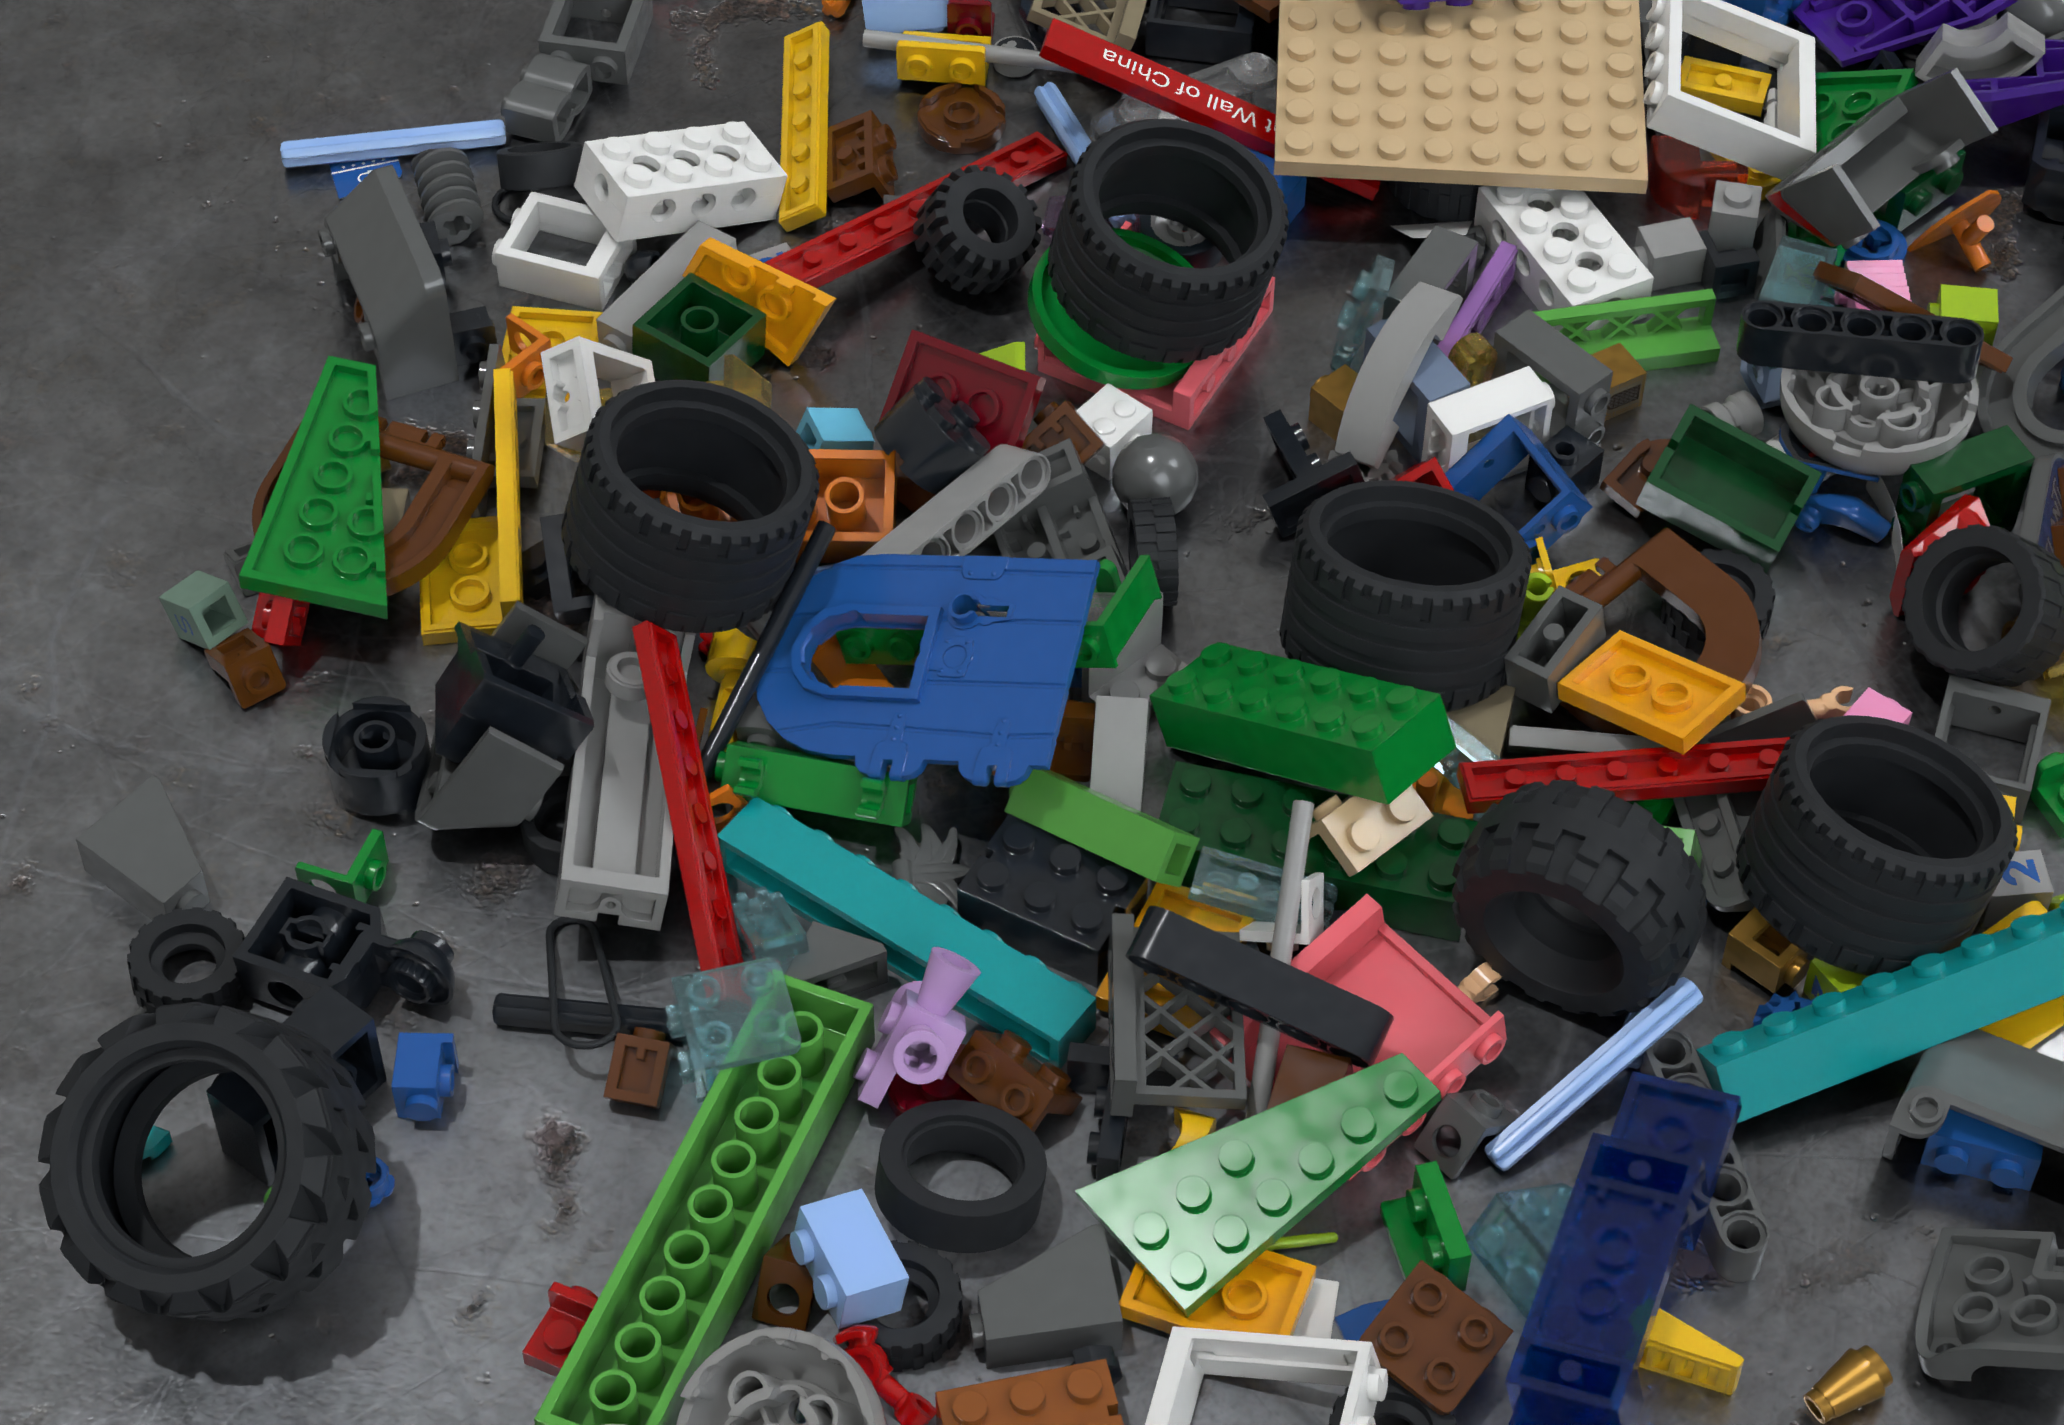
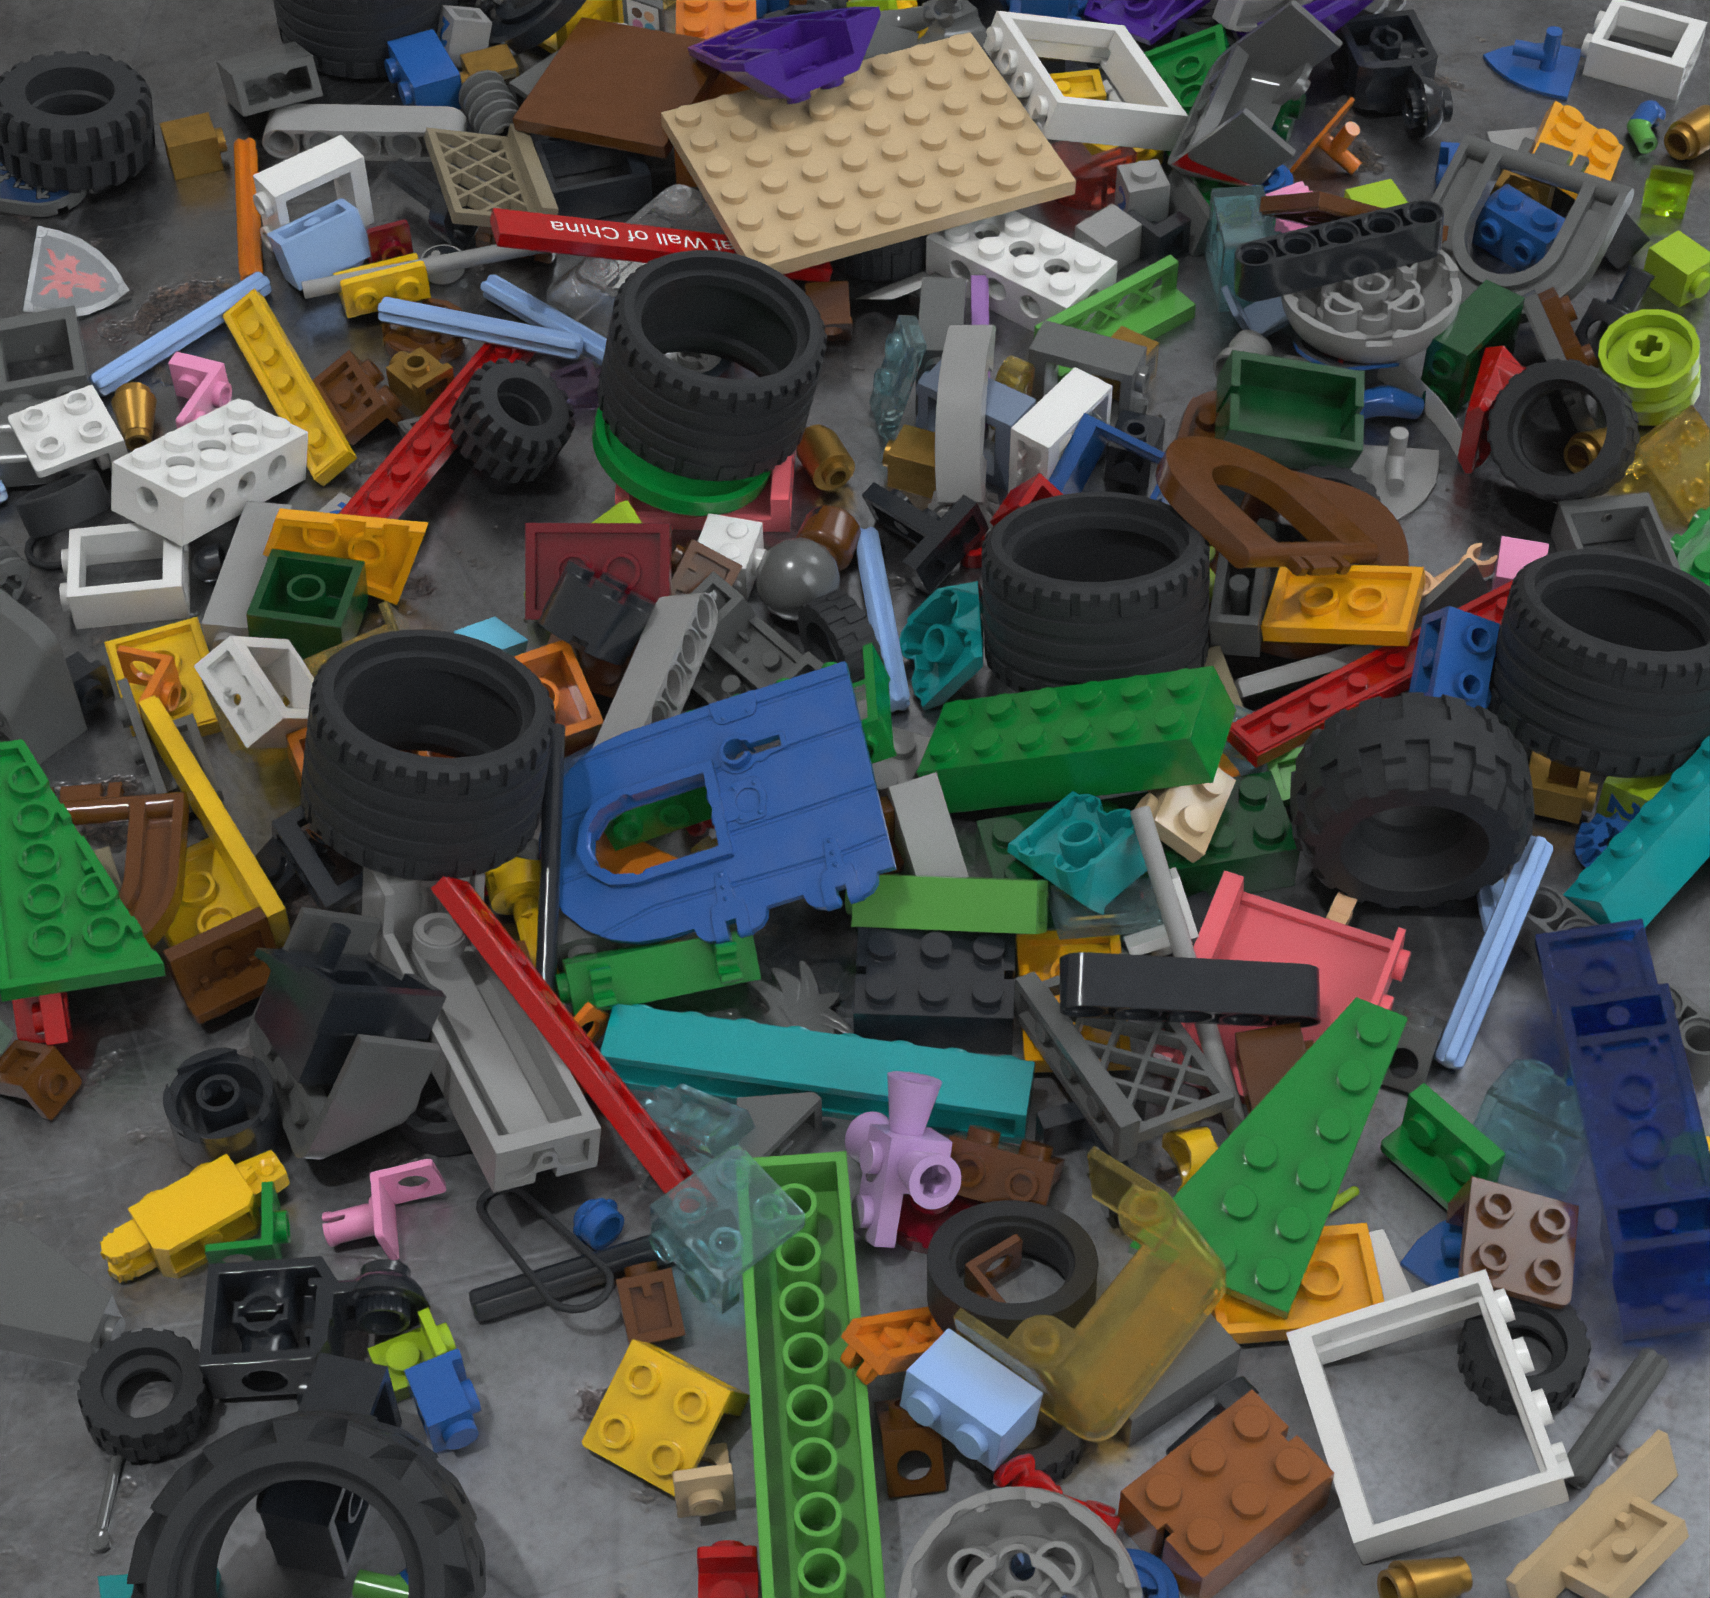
camera: 25 degrees left, 0 degrees up
(309, 830) = (203, 1208): none -> yellow hinge
(420, 1019) = (411, 1350): none -> lime bracket
(429, 626) = (219, 965): none -> reddish brown bracket
(462, 898) = (379, 1214): none -> bright pink bracket
(579, 100) = (68, 432): none -> white bracket
(593, 1161) = (659, 1414): none -> yellow bracket
(595, 1239) = (707, 1488): none -> tan bracket
(639, 982) = (598, 1223): none -> blue plate
(654, 103) = (135, 413): none -> pearl gold cone
(727, 97) = (201, 382): none -> bright pink bracket
(731, 42) = (174, 336): none -> light blue axle
(804, 1177) = (888, 1342): none -> orange hinge
(923, 152) = (414, 373): none -> pearl gold brick
(937, 1169) = (980, 1281): none -> reddish brown bracket
(998, 126) = (480, 328): none -> light blue axle
(1024, 1253) = (1136, 1327): none -> clear yellow windscreen
(1217, 446) = (833, 529): none -> reddish brown head
(1220, 543) = (881, 614): none -> light blue axle
(1243, 824) = (1083, 850): none -> teal slope
(1252, 587) = (945, 642): none -> teal slope
(1257, 369) = (825, 457): none -> pearl gold brick
(1348, 228) = (834, 306): none -> reddish brown bracket
(1555, 585) = (1189, 483): none -> reddish brown piece
(1717, 790) = (1455, 656): none -> blue brick
(1816, 590) = (1399, 473): none -> light grey shield

